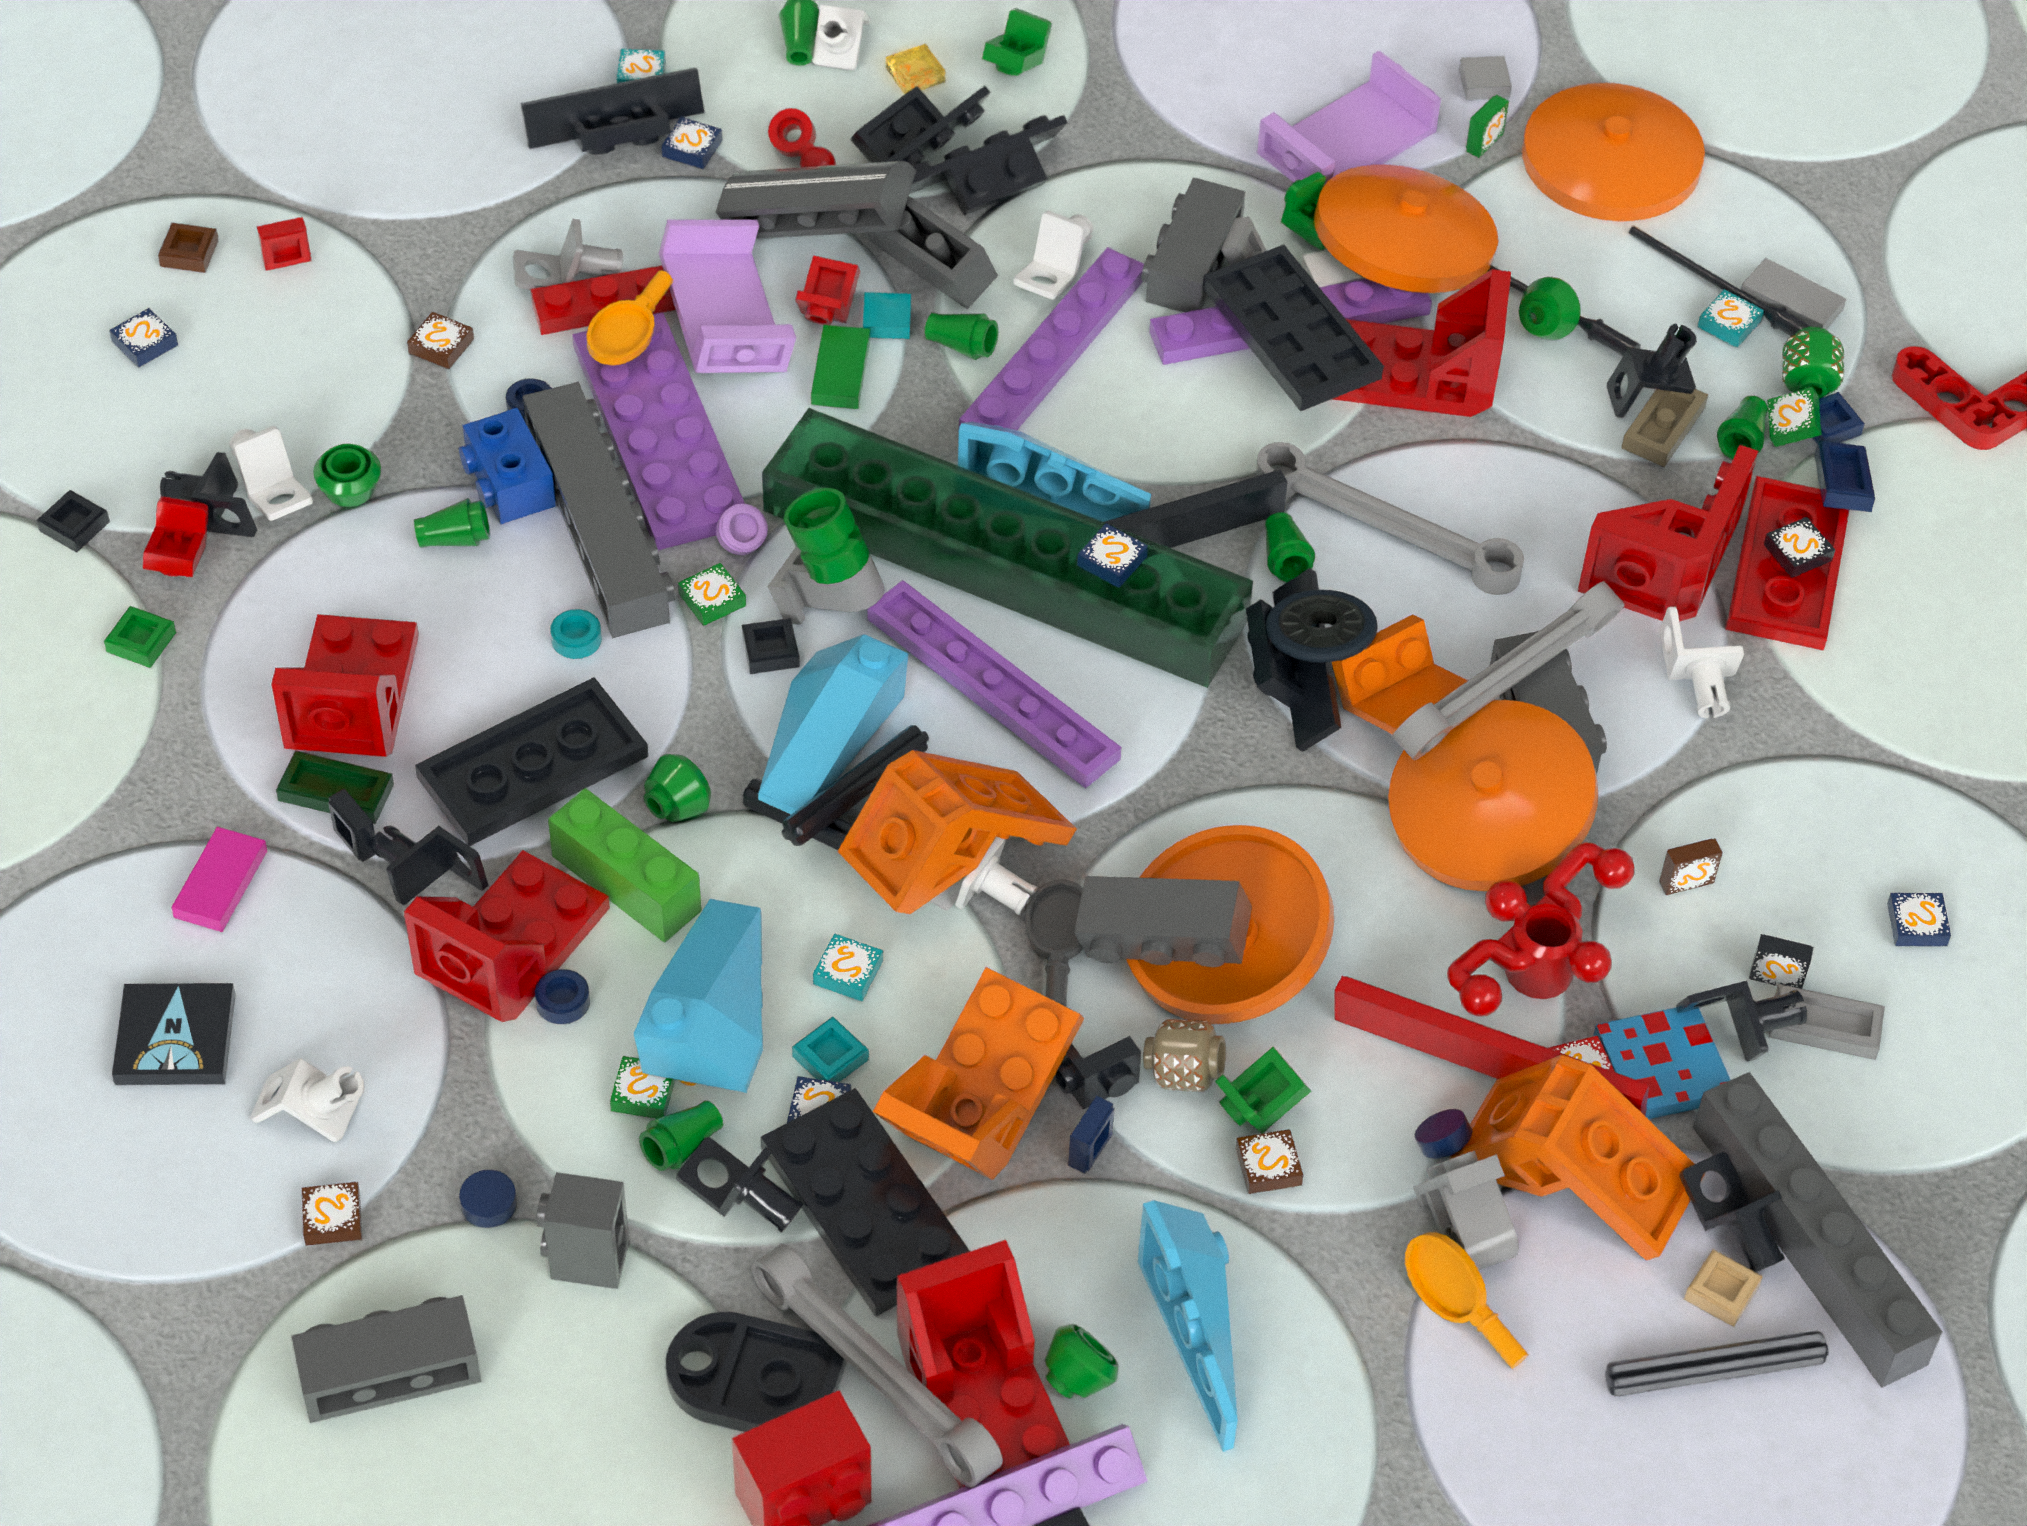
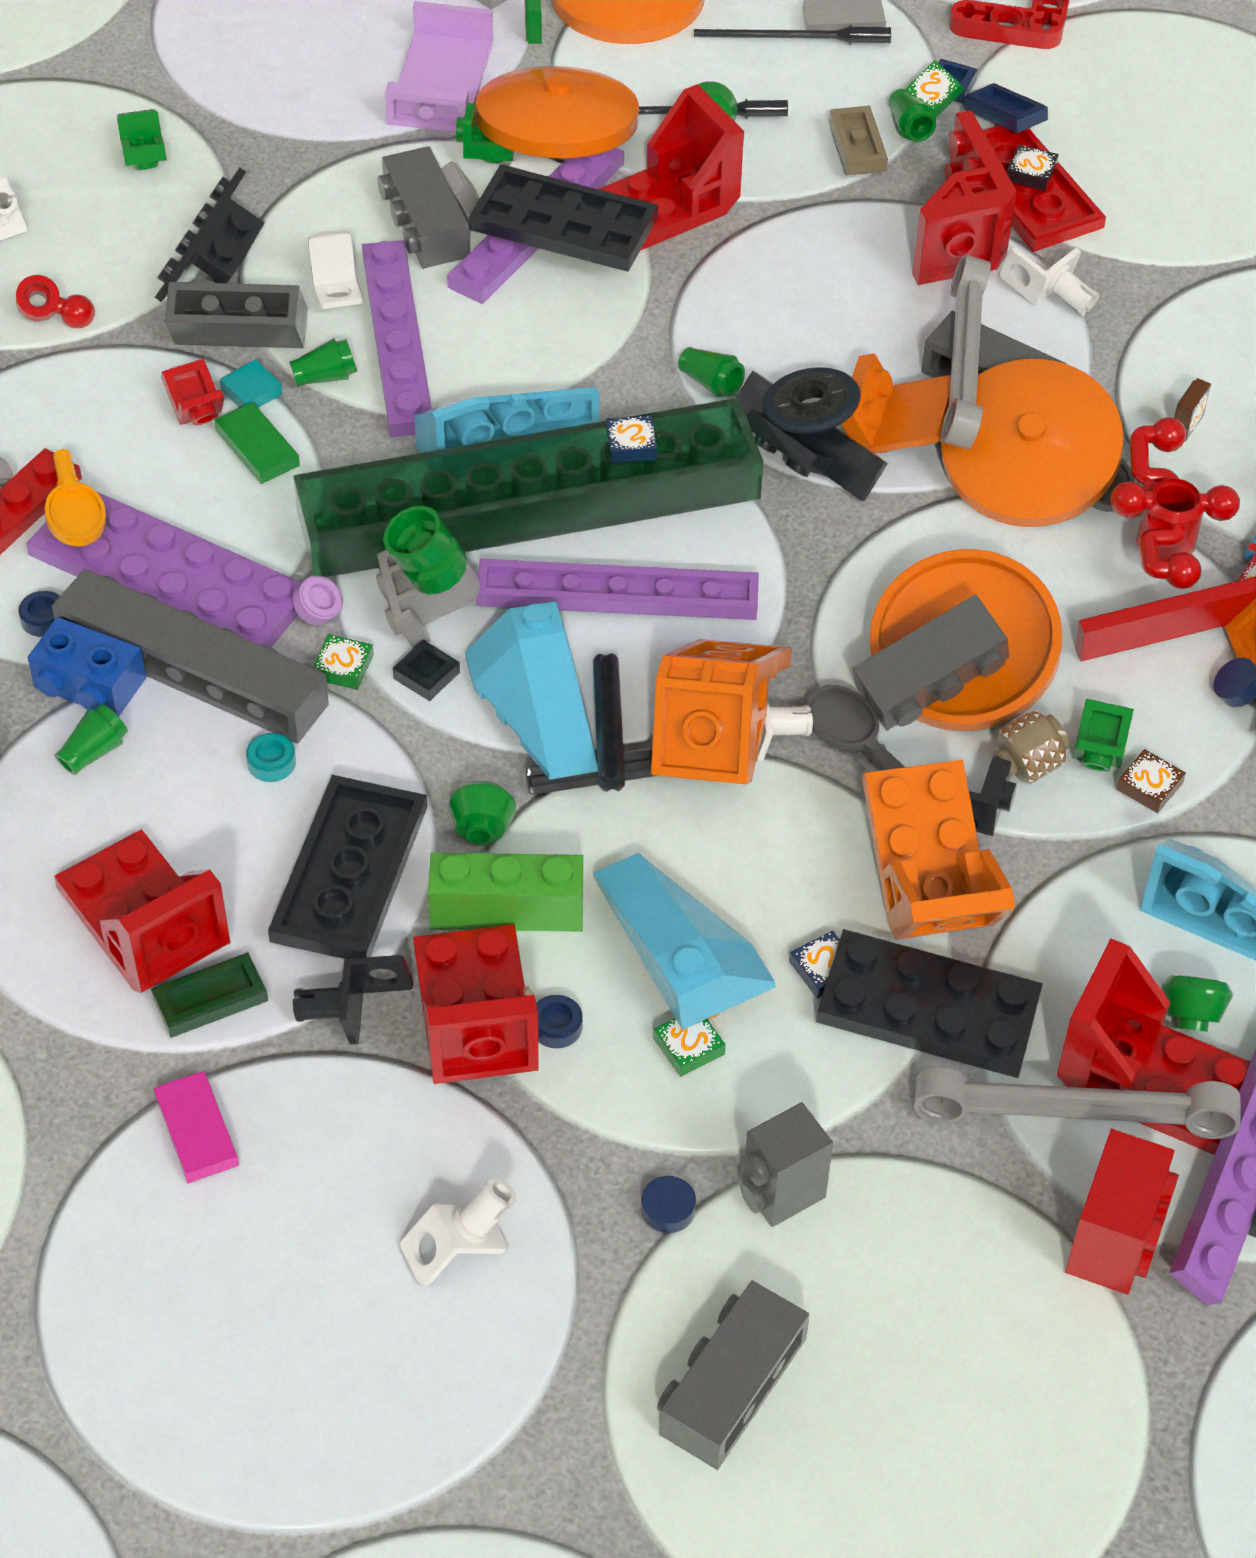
camera: 40 degrees left, 0 degrees up
(174, 1034) = (292, 1267): black tile -> none
(331, 1213) = (566, 1305): tile -> none
(352, 824) = (264, 1009): black tile -> none
(675, 1137) = (757, 1056): green cone -> none
(723, 297) = (118, 449): lavender panel -> none
(743, 1185) = (840, 1054): black bracket -> none
(754, 1372) = (997, 1177): black tile -> none
(819, 199) = (126, 329): dark grey brick -> none
(830, 1052) = (789, 920): teal tile -> none
(848, 967) = (735, 853): tile -> none
(914, 126) = (127, 251): black bracket -> none
(915, 68) = (76, 203): clear yellow tile -> none
(1091, 1135) = (1030, 844): dark blue tile -> none
(1209, 511) = (639, 373): black tile -> none
(1397, 521) = (752, 310): light grey piece -> none
(1658, 369) = (824, 108): black bracket -> none
(1730, 318) = (821, 52): tile -> none
(1813, 360) = (909, 47): green head -> none

